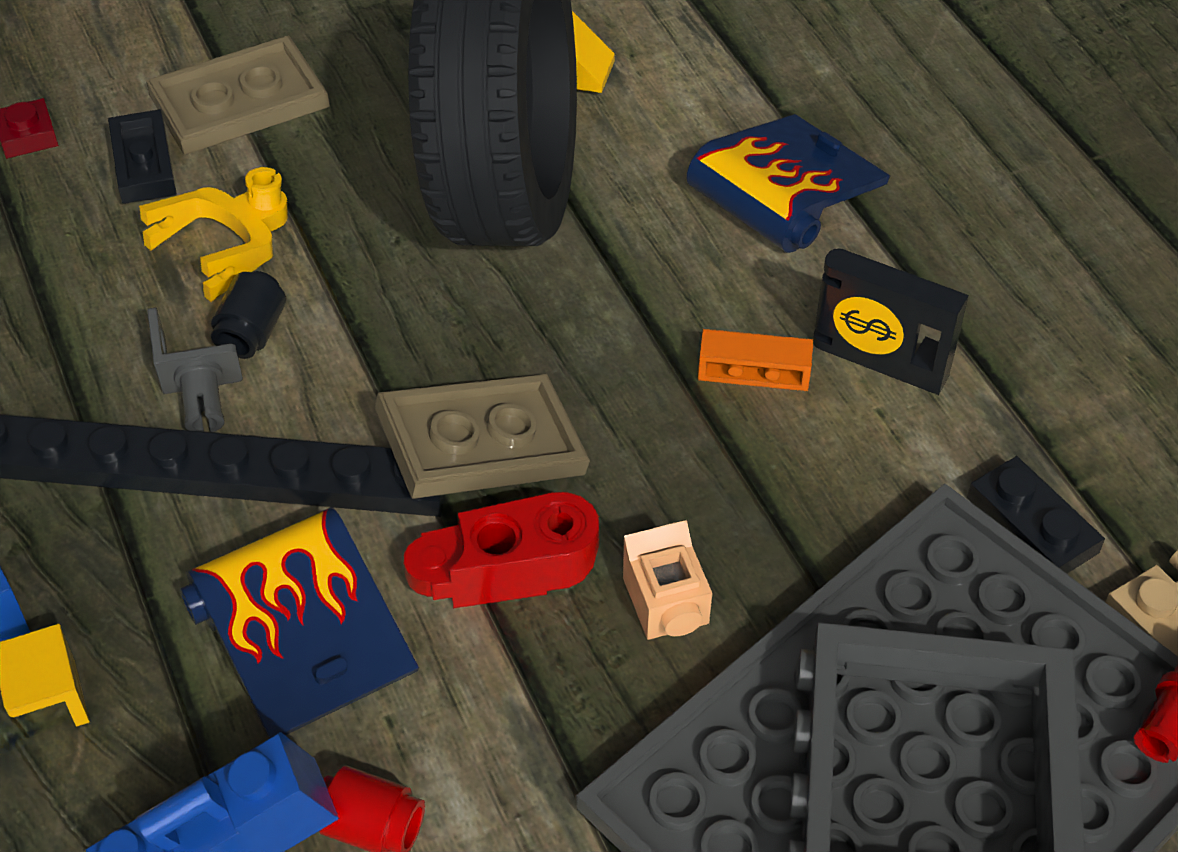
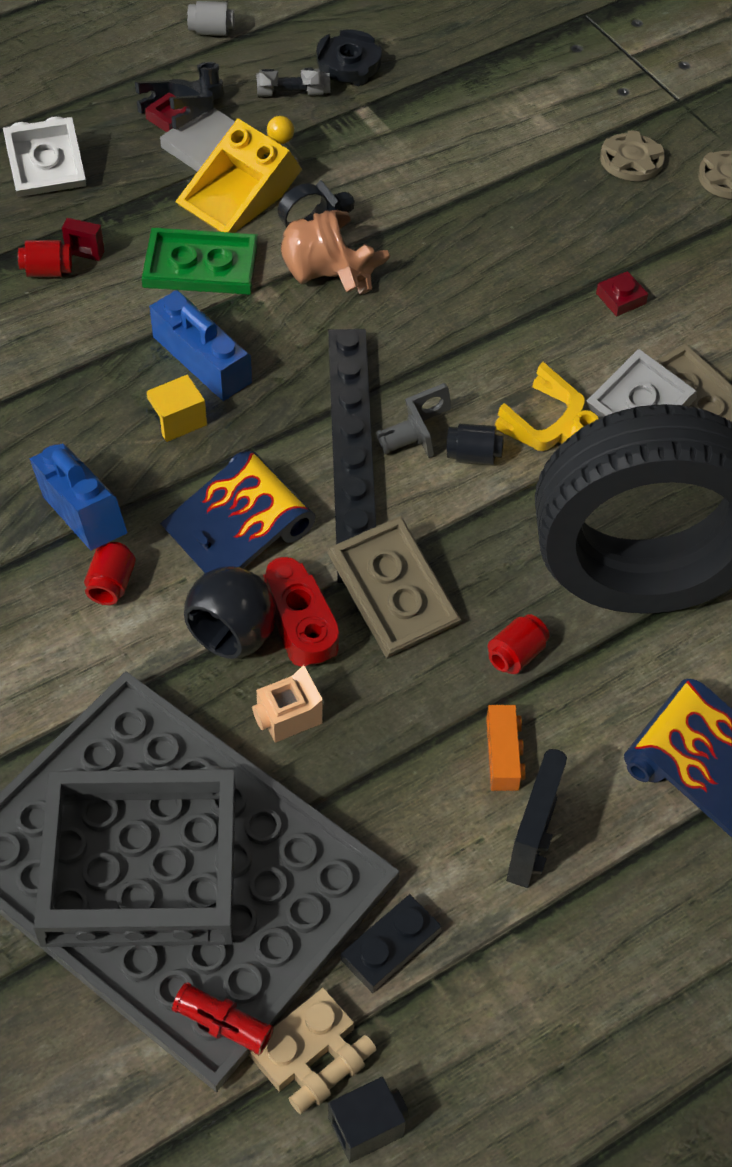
camera: 80 degrees right, 5 degrees up
(141, 156) = (603, 357): black plate -> none
(235, 128) = (640, 383): none -> light grey plate
(503, 626) = (230, 612): none -> black wheel
(601, 317) = (518, 644): none -> red brick

